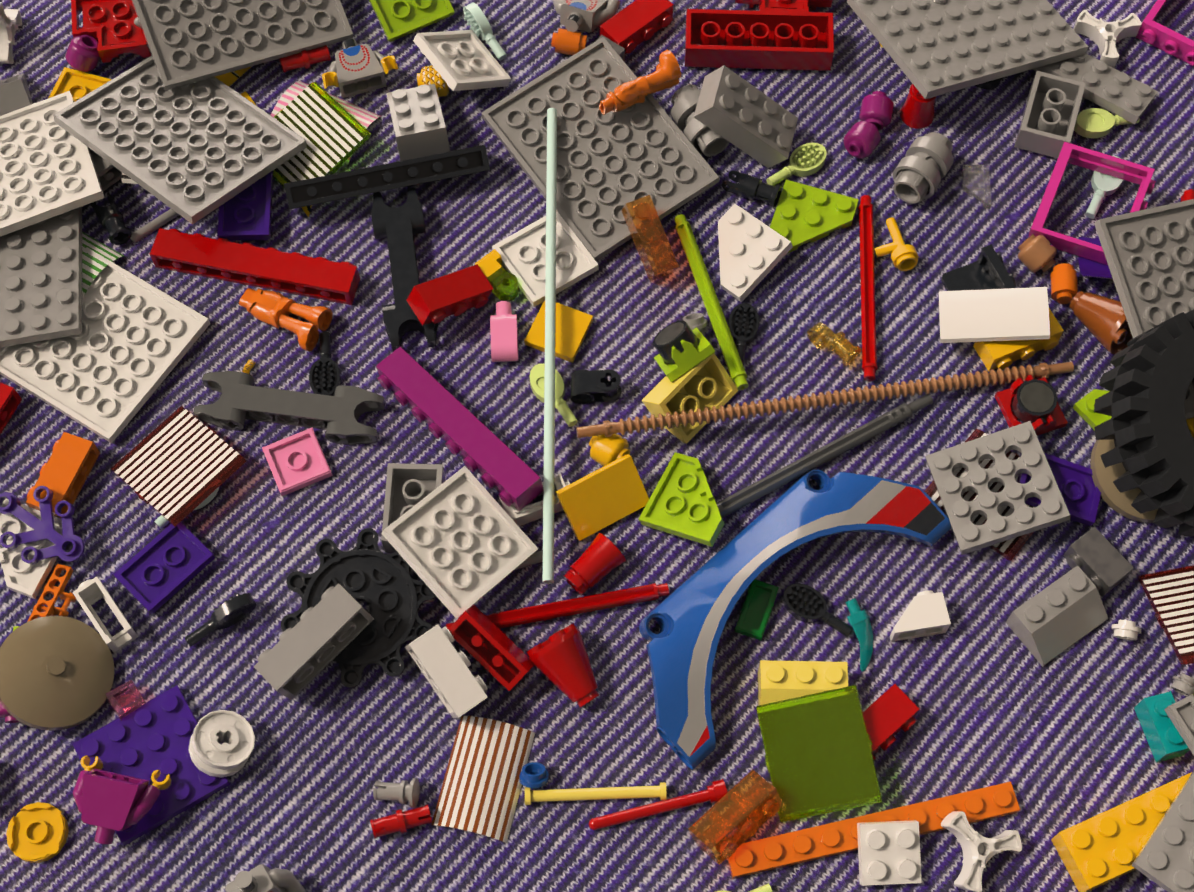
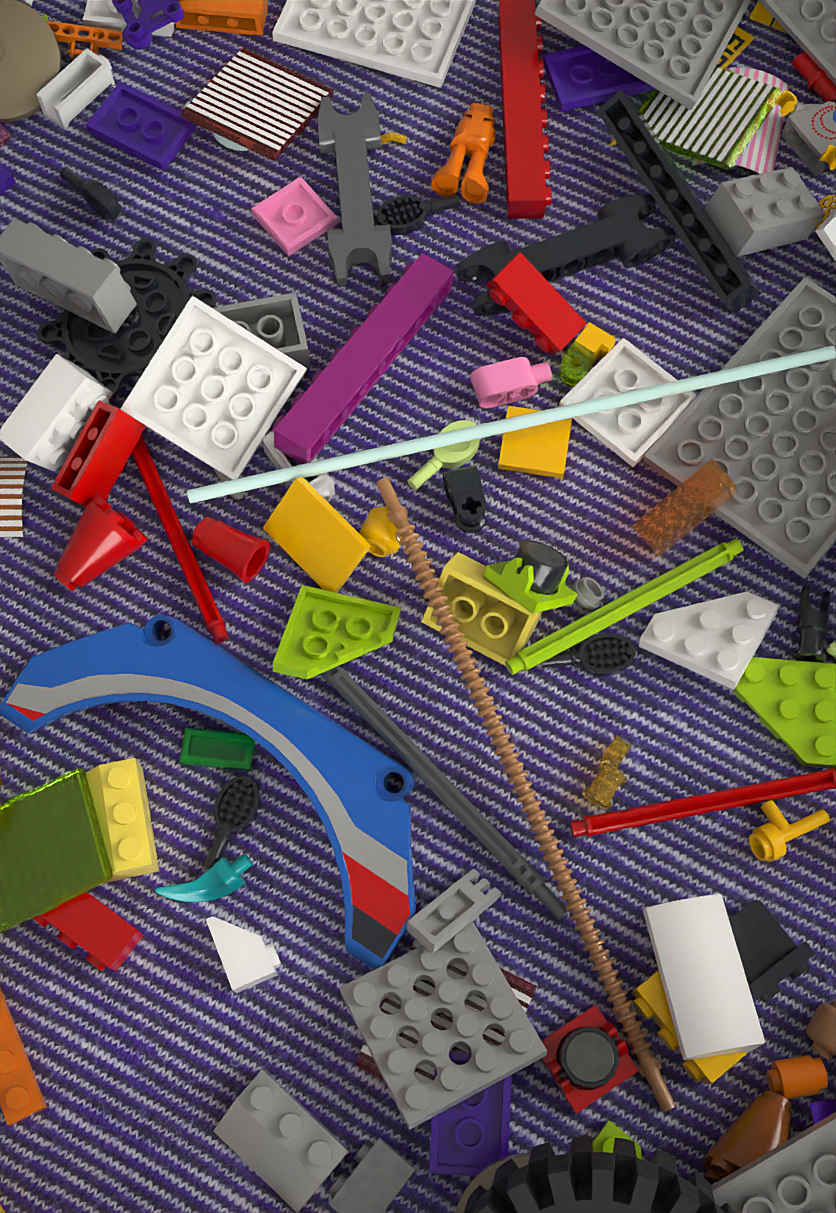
camera: 75 degrees right, 5 degrees up
(918, 465) = (452, 911): none -> light grey hinge

